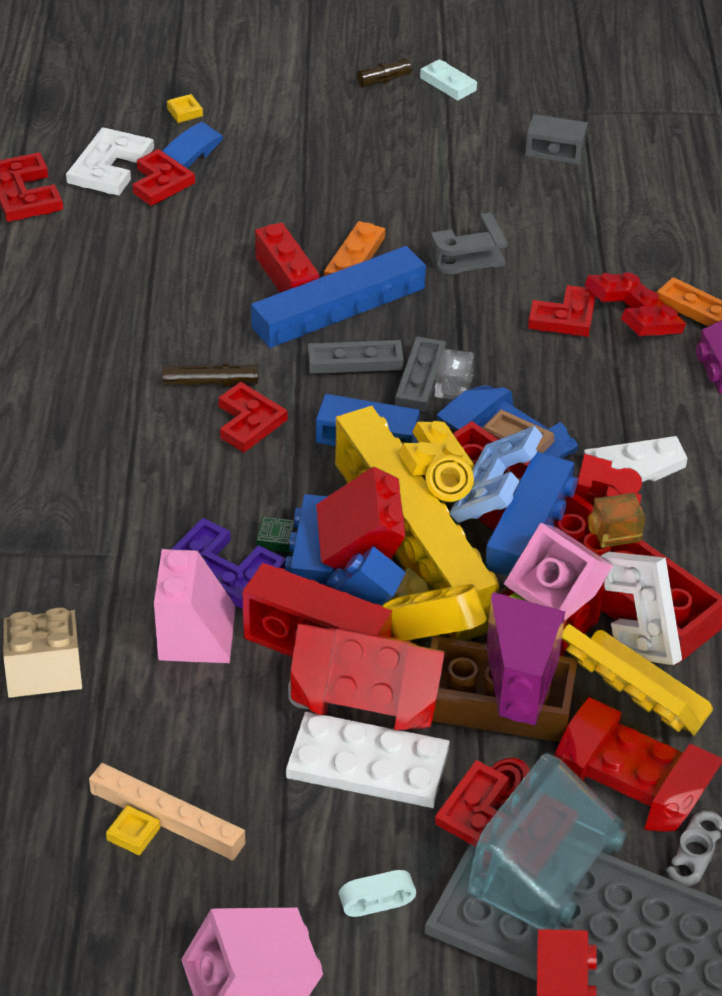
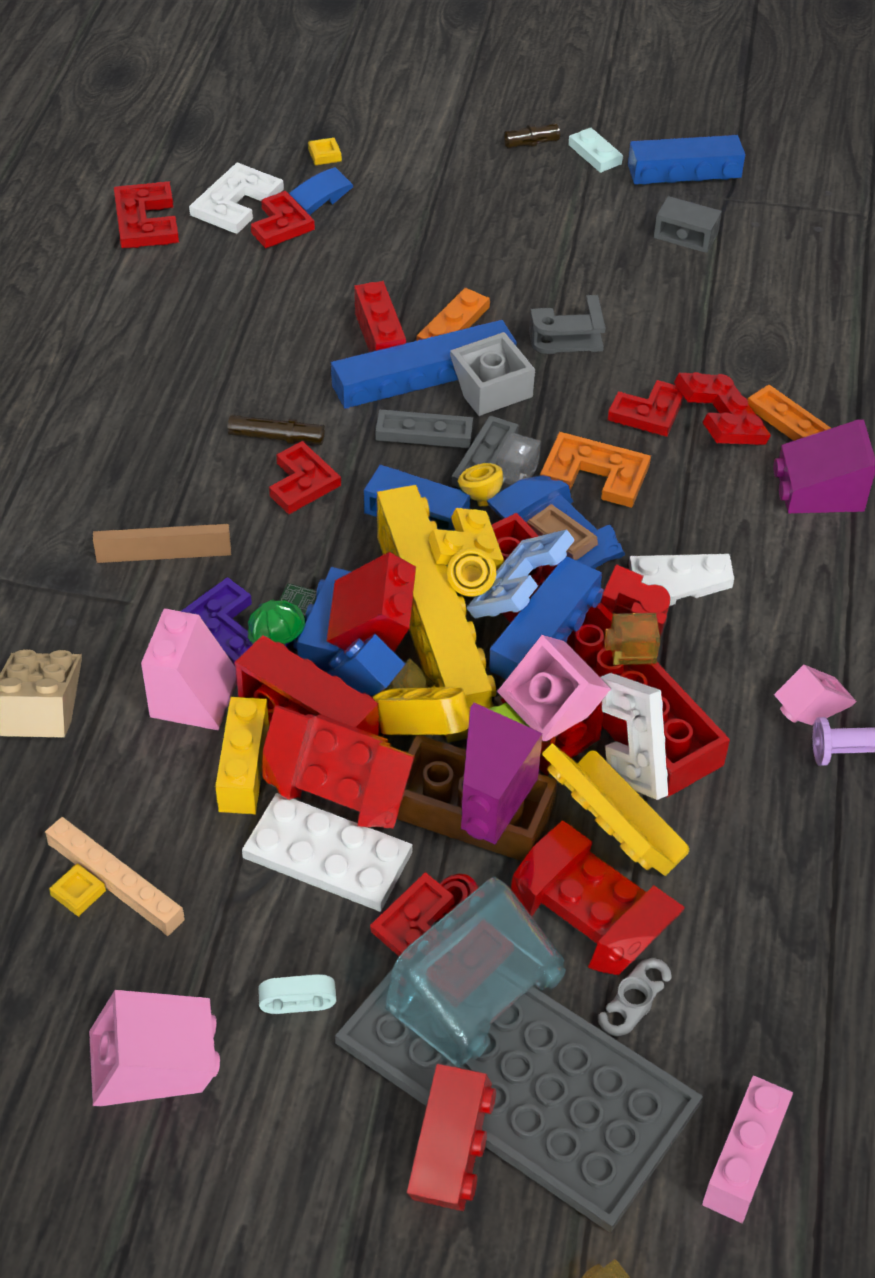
camera: 10 degrees right, 5 degrees up
(128, 494) = (162, 543): none -> medium nougat tile
(264, 548) = (276, 621): none -> green piece
(264, 681) = (242, 755): none -> yellow brick
(410, 297) = (493, 373): none -> light grey slope
(428, 398) = (481, 482): none -> yellow brick
(539, 79) = (686, 159): none -> blue brick
(554, 368) = (622, 466): none -> orange plate

